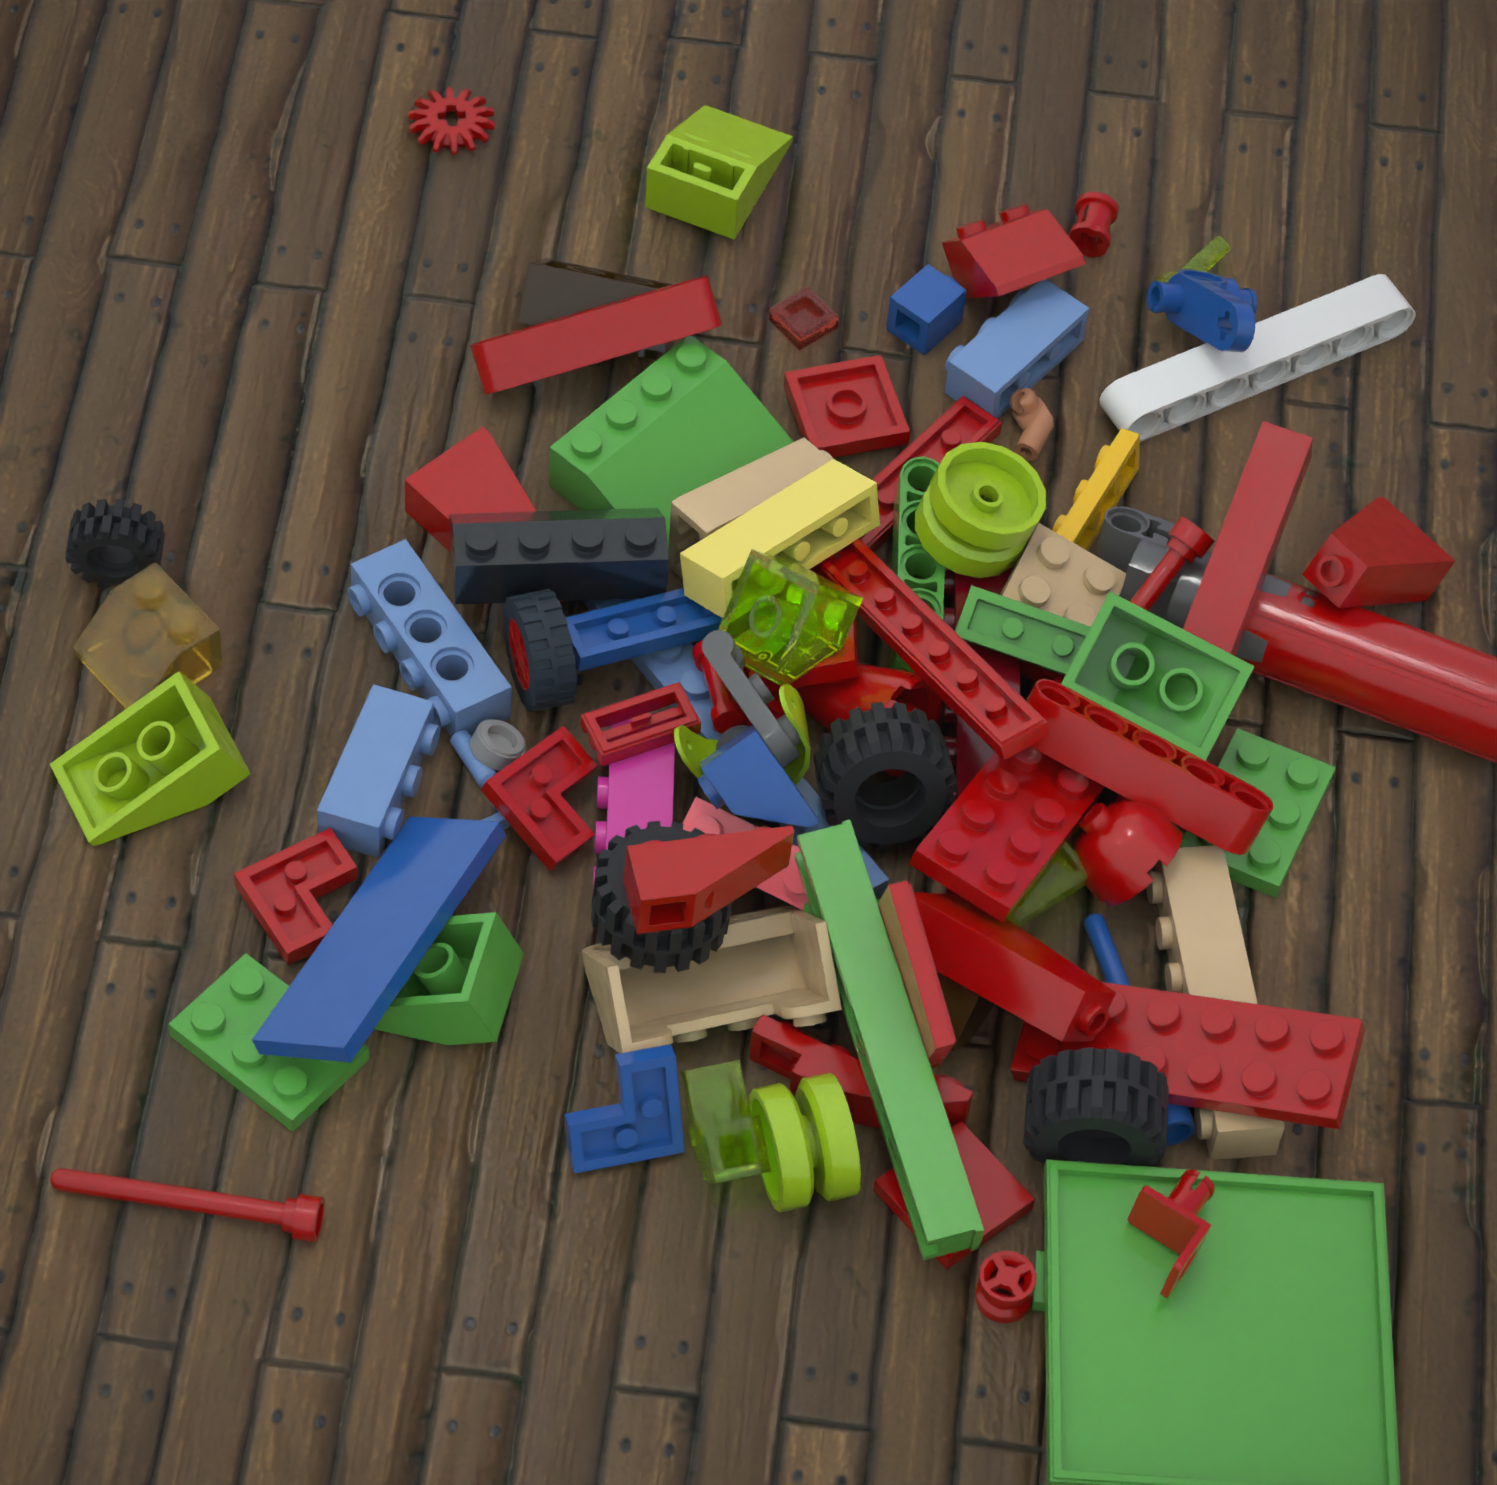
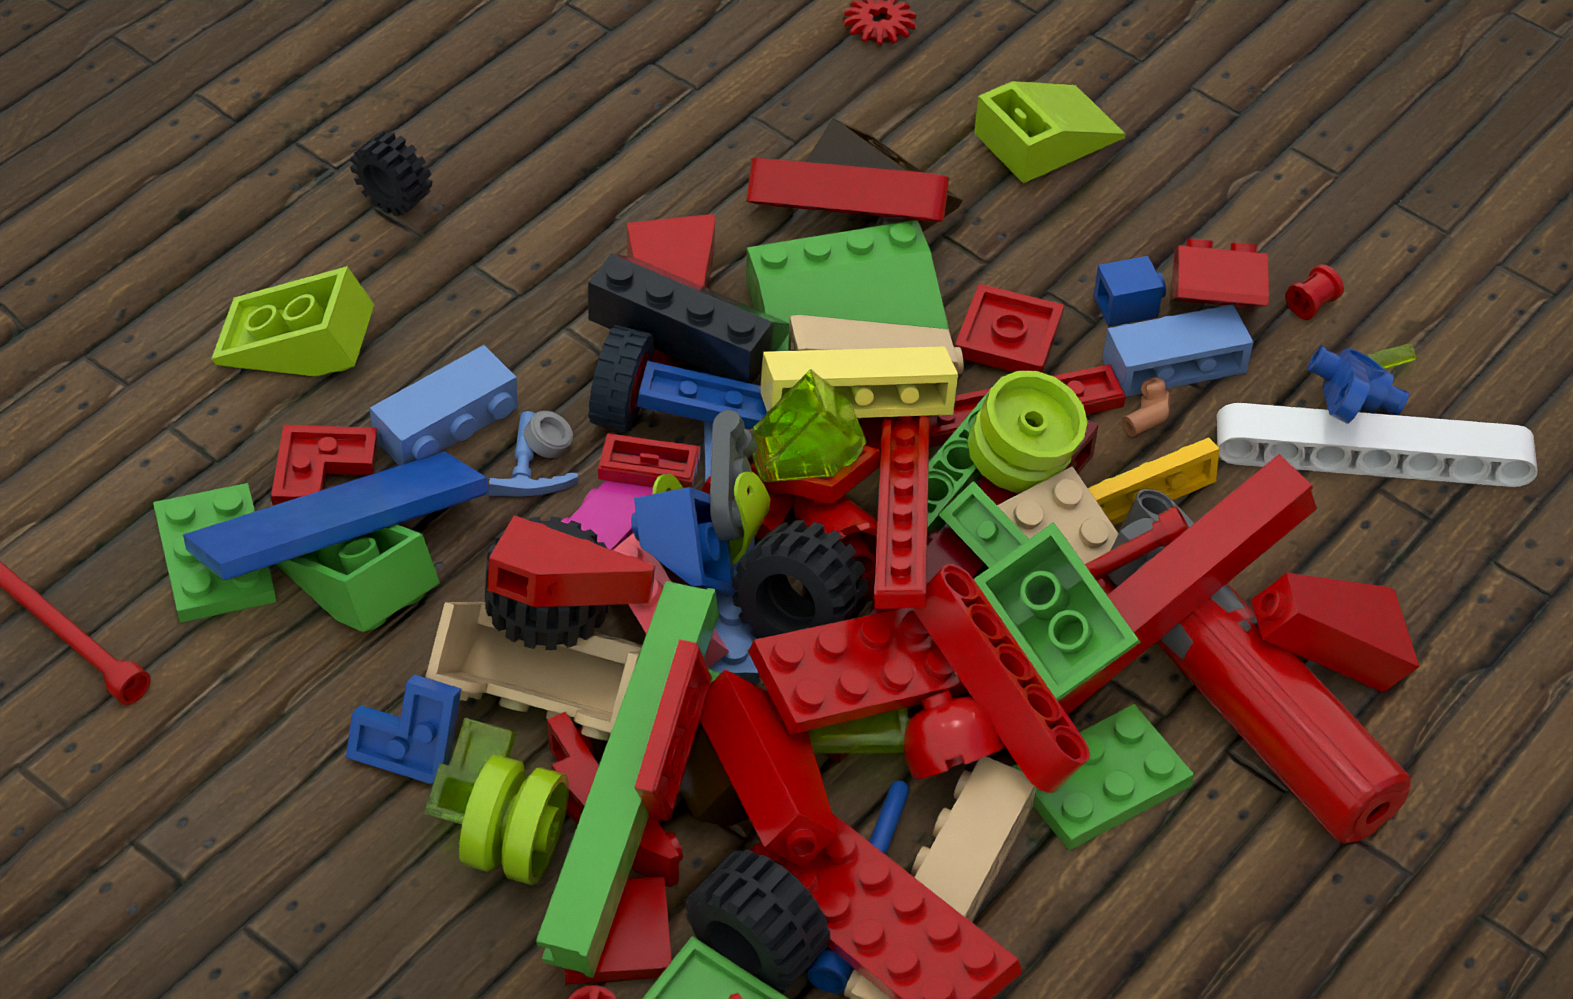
camera: 35 degrees right, 5 degrees down
(146, 636) = (370, 242): clear yellow slope -> none
(413, 609) = (558, 341): medium blue brick -> none
(532, 798) = (543, 469): red plate -> none
(803, 318) = (1032, 258): clear red tile -> none

